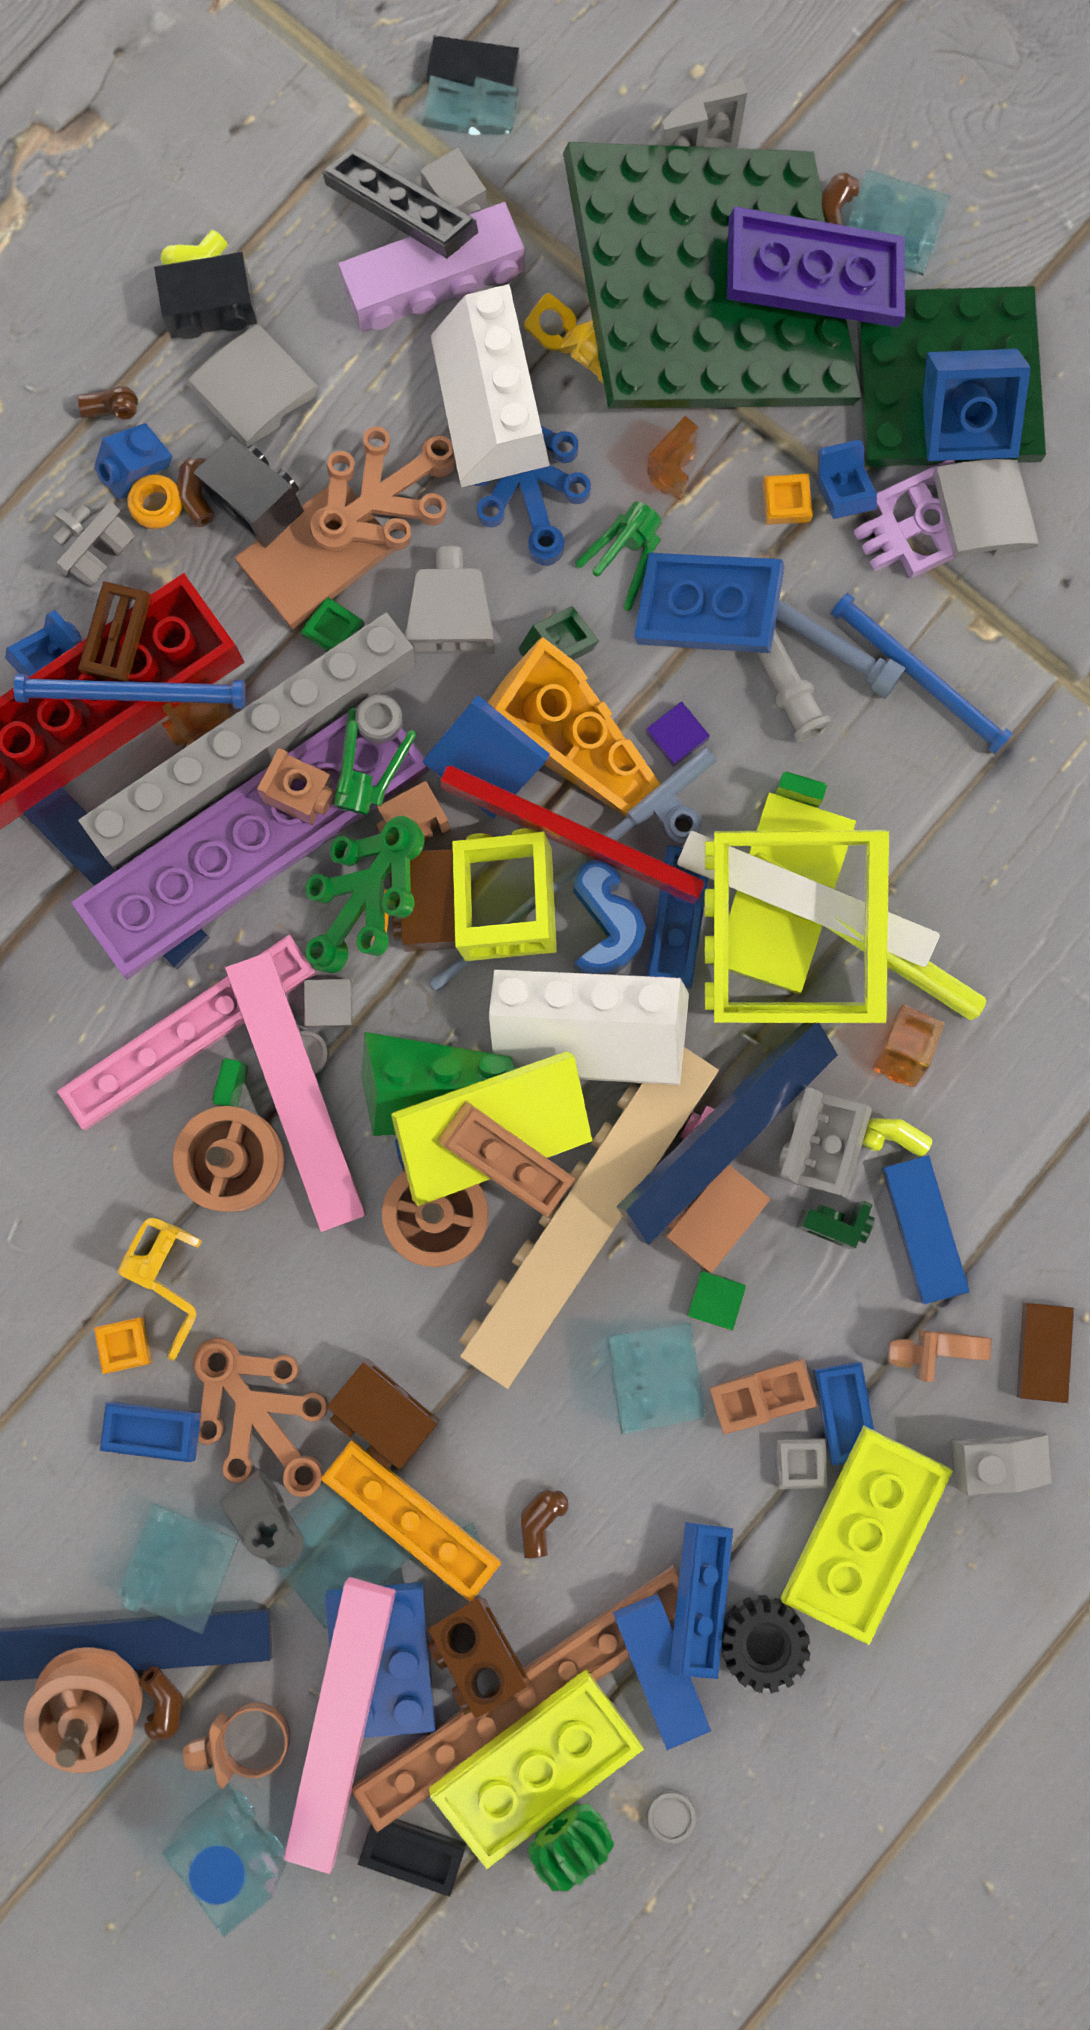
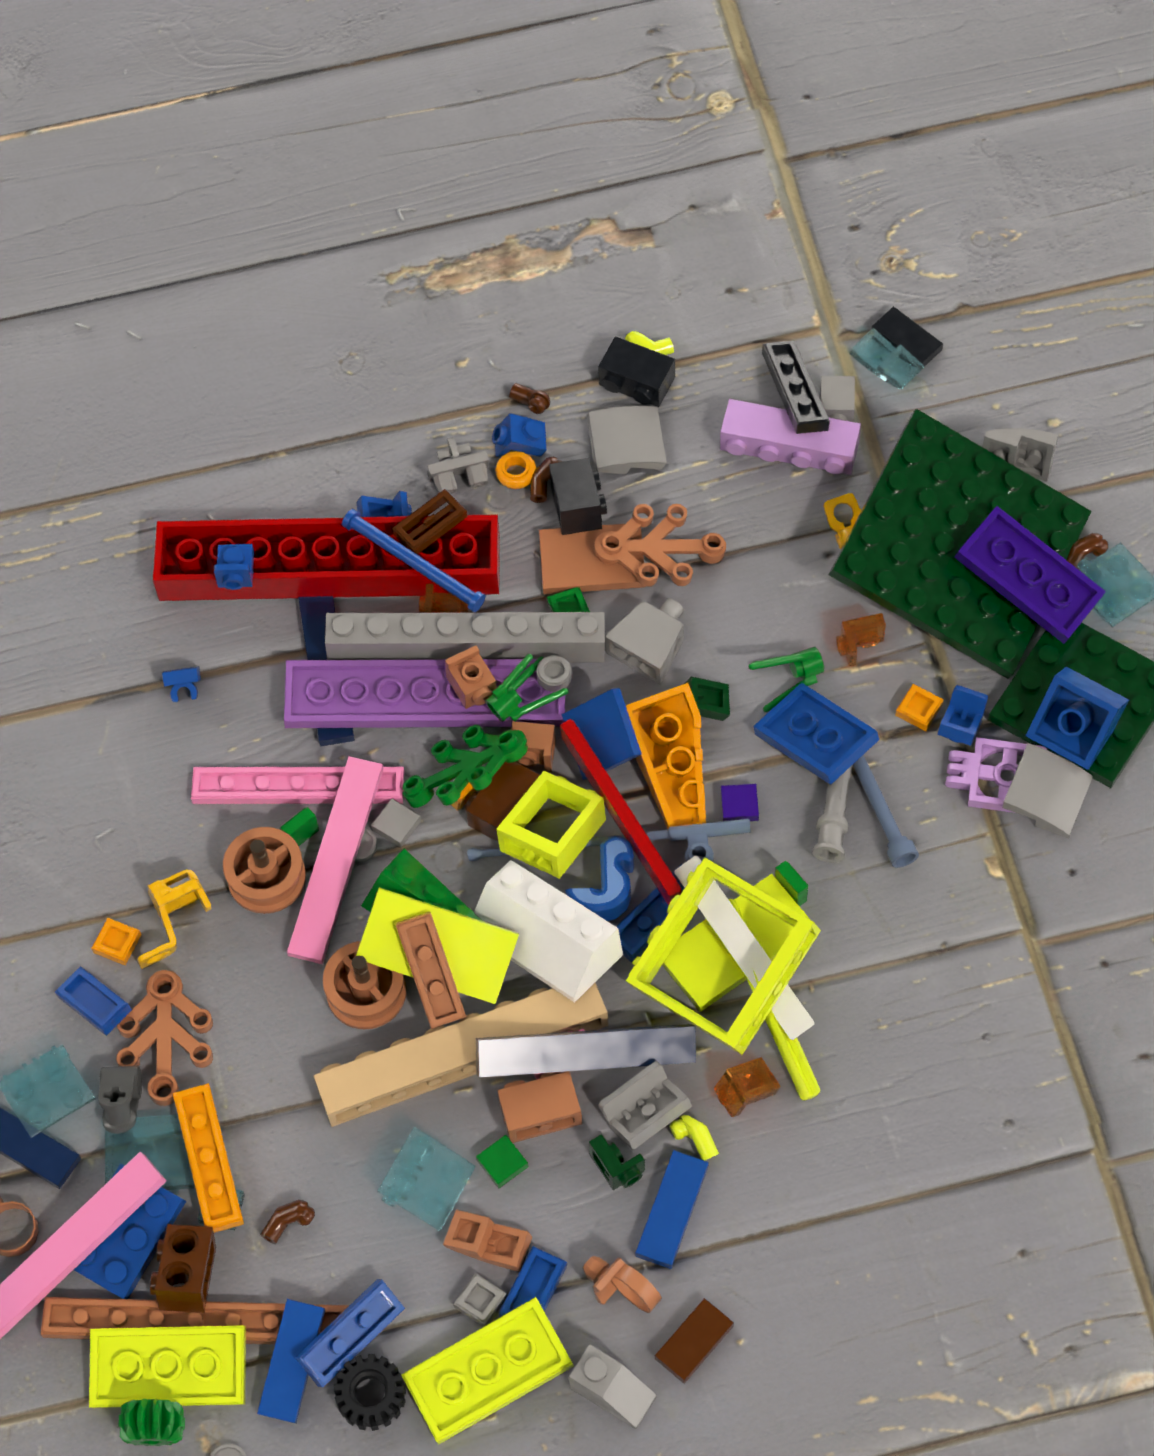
camera: 40 degrees right, 20 degrees down
(381, 1415) = (240, 1084): reddish brown brick -> none
(413, 1856) = (50, 1369): black tile -> none
(488, 389) = (770, 525): white slope -> none
(533, 498) = (758, 589): blue plant -> none
(921, 673) = (949, 936): blue bar -> none

